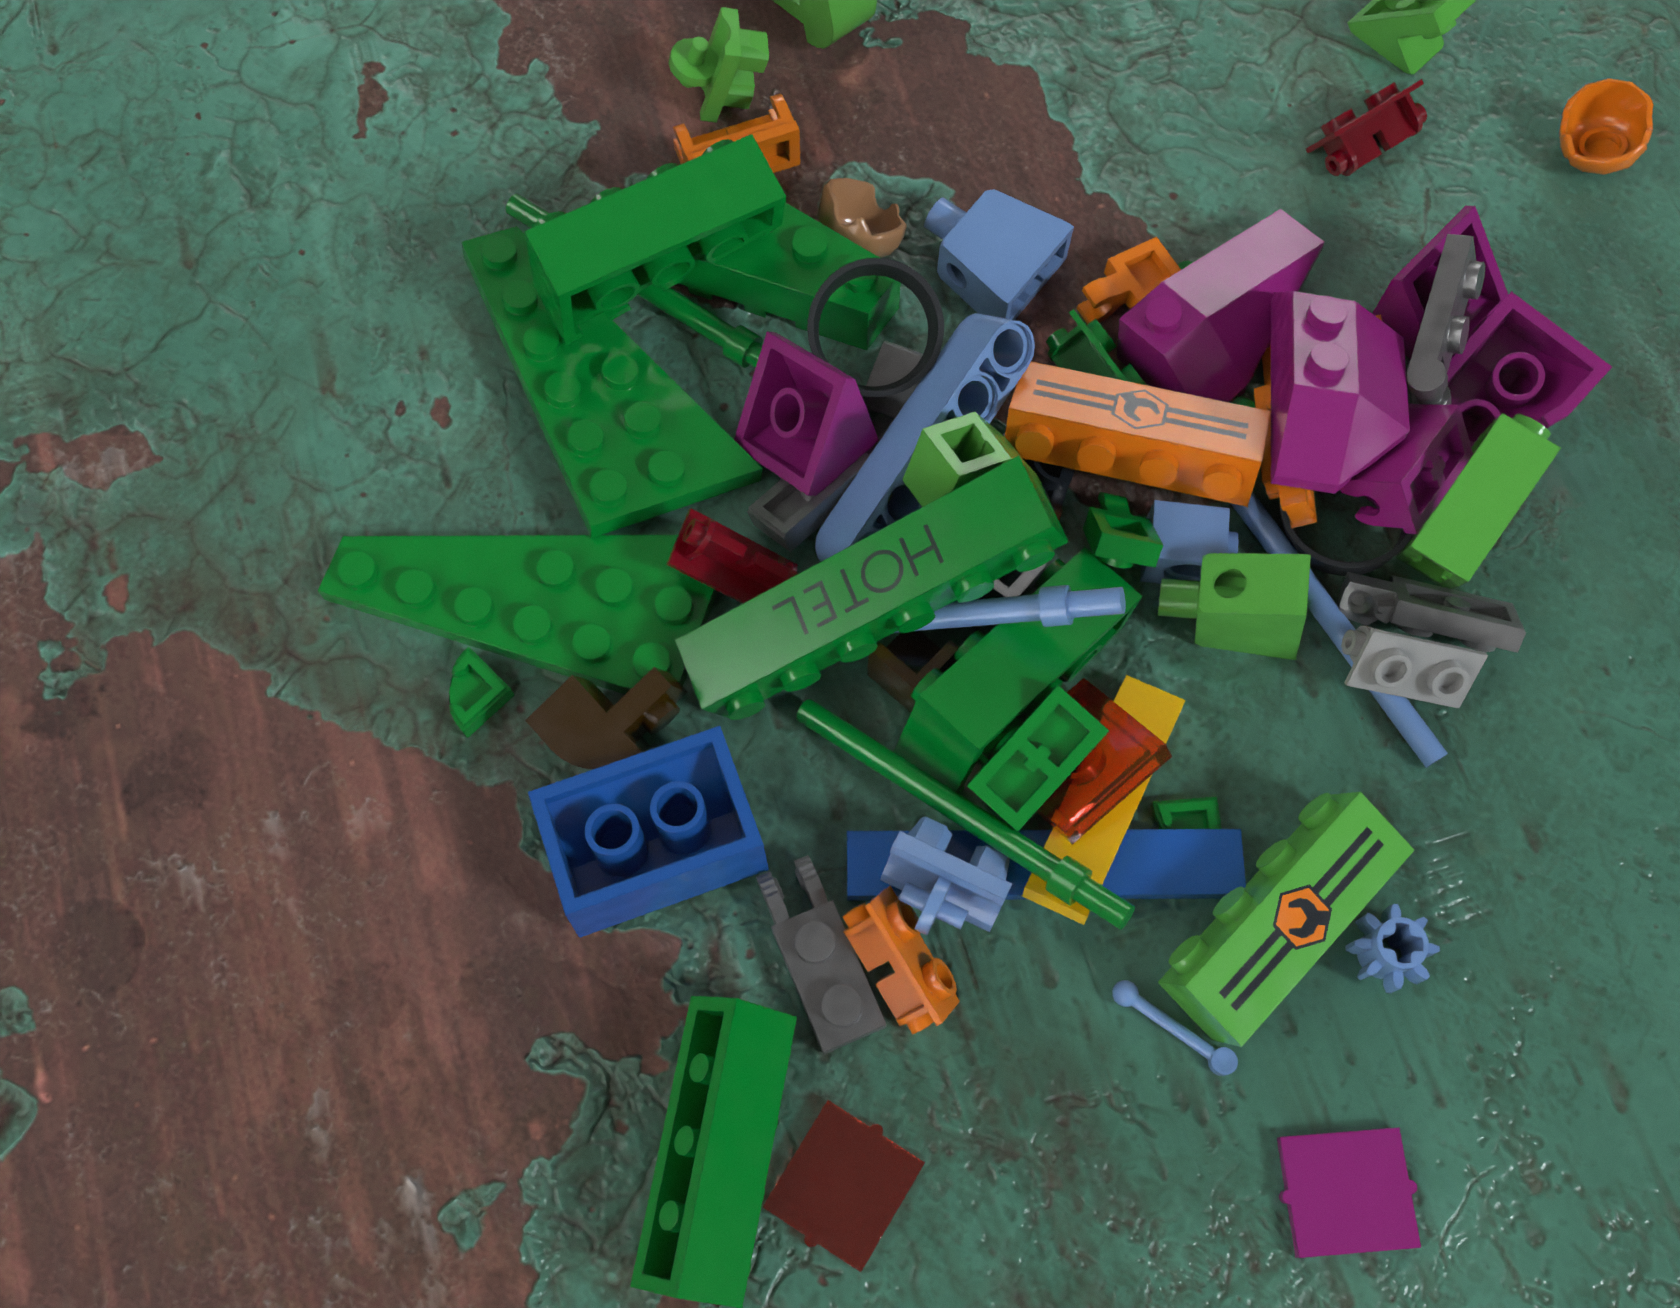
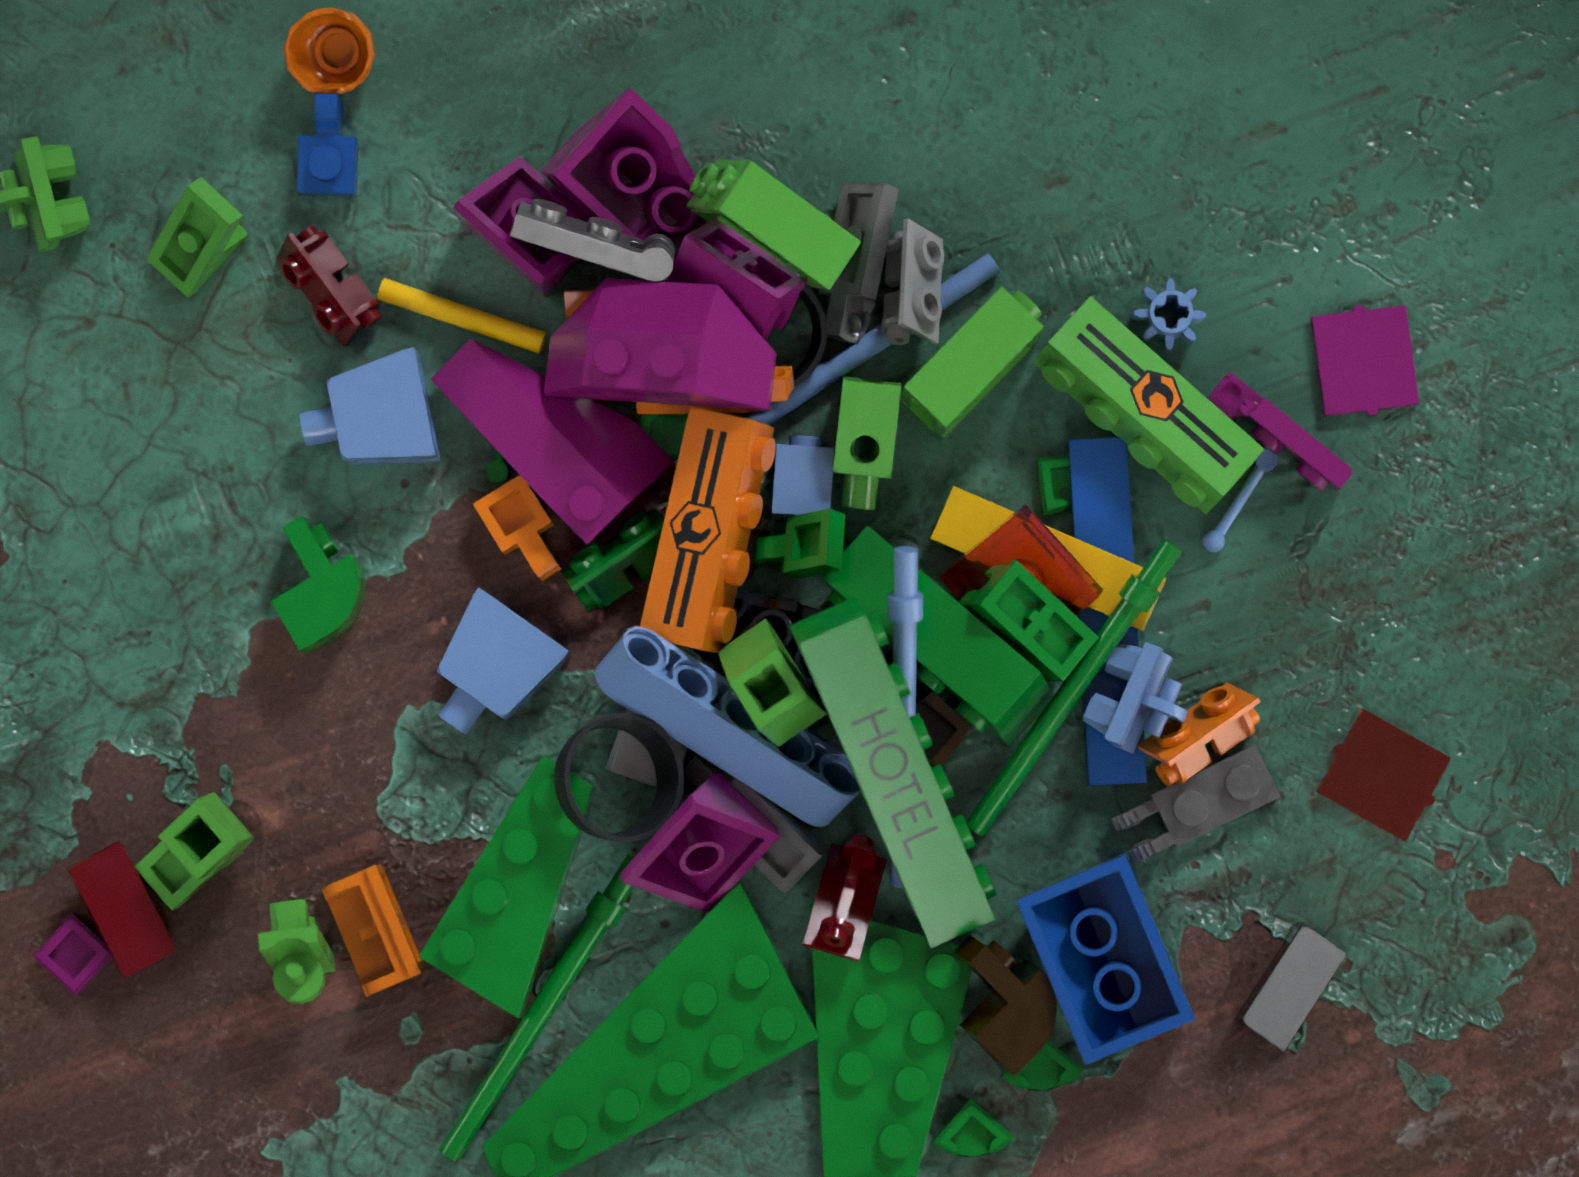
camera: 90 degrees left, 15 degrees up
(536, 766) = (1046, 1070): none -> green tile
(600, 1053) = (1290, 986): none -> slope
(651, 232) = (536, 992): green wedge -> none
(721, 1149) = (1369, 881): green brick -> none
(852, 211) = (468, 798): medium nougat hair -> none
(1062, 114) = (331, 596): none -> green brick
(1246, 163) = (377, 413): none -> medium blue torso
(1261, 1069) = (1278, 431): none -> magenta hinge
(1331, 713) = (973, 361): none -> bright green window
(1347, 233) = (462, 315): none -> yellow bar
(1496, 138) = (327, 159): none -> blue plate

